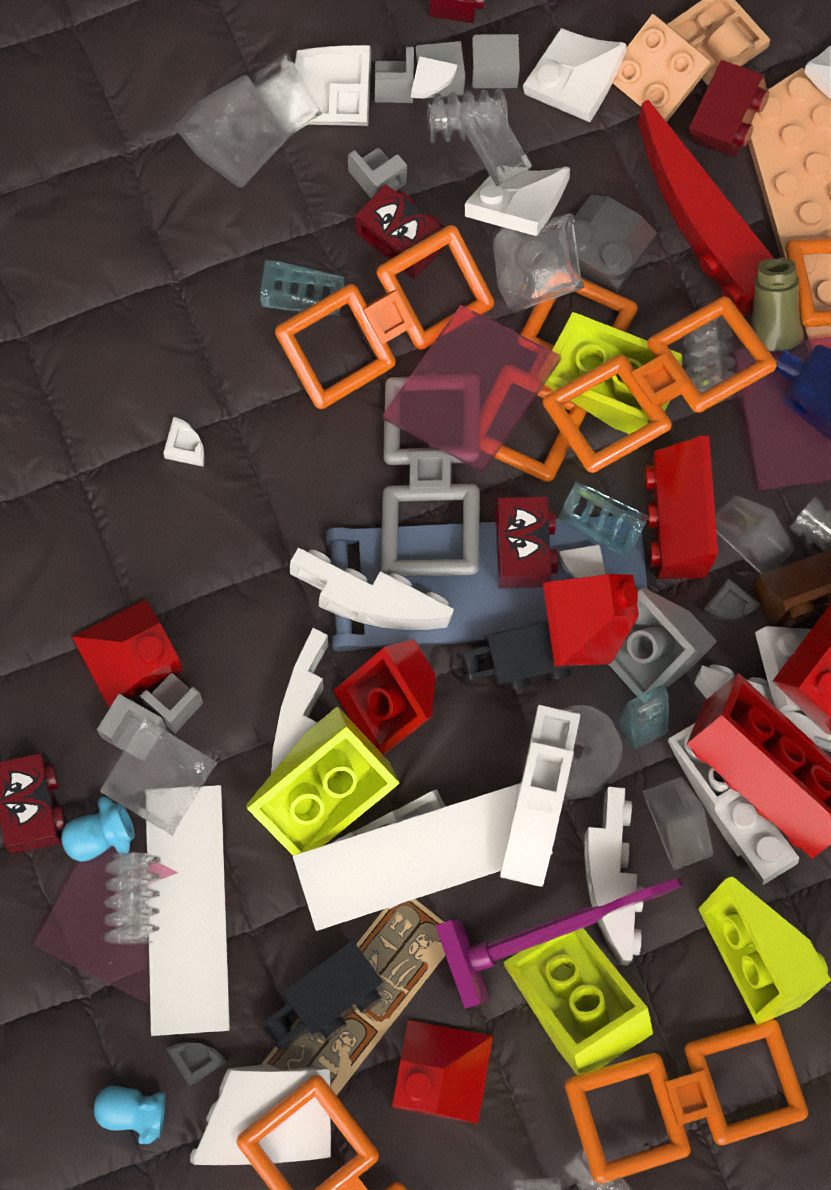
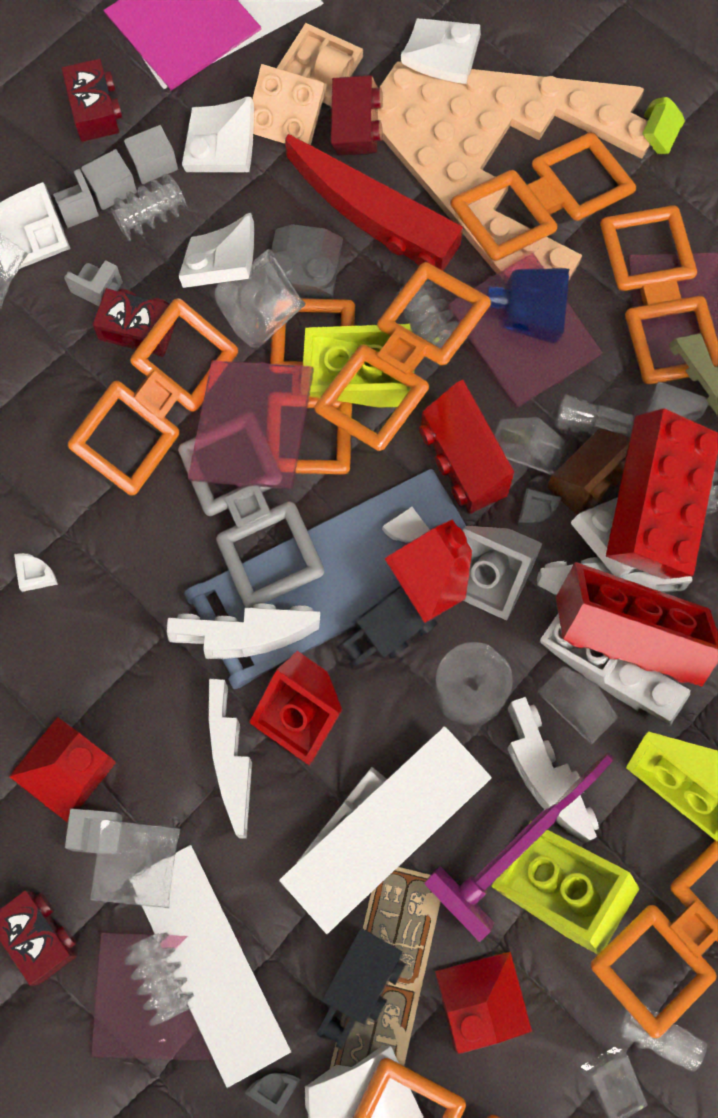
camera: 20 degrees left, 0 degrees up
(95, 833) = (101, 938): medium azure animal -> none
(173, 702) = (119, 793): light grey panel -> none
(291, 273) = (71, 392): clear light blue slope -> none
(322, 785) = (276, 808): neon yellow slope -> none
(432, 77) = (105, 186): white tile -> none
(494, 142) = (180, 217): clear tile -> none
(524, 542) = (351, 531): dark red brick -> none
(540, 796) = (462, 736): white slope -> none
(596, 531) = (420, 472): clear light blue slope -> none
(645, 717) = (514, 631): clear light blue slope -> none
(777, 305) = (465, 251): olive plant -> none

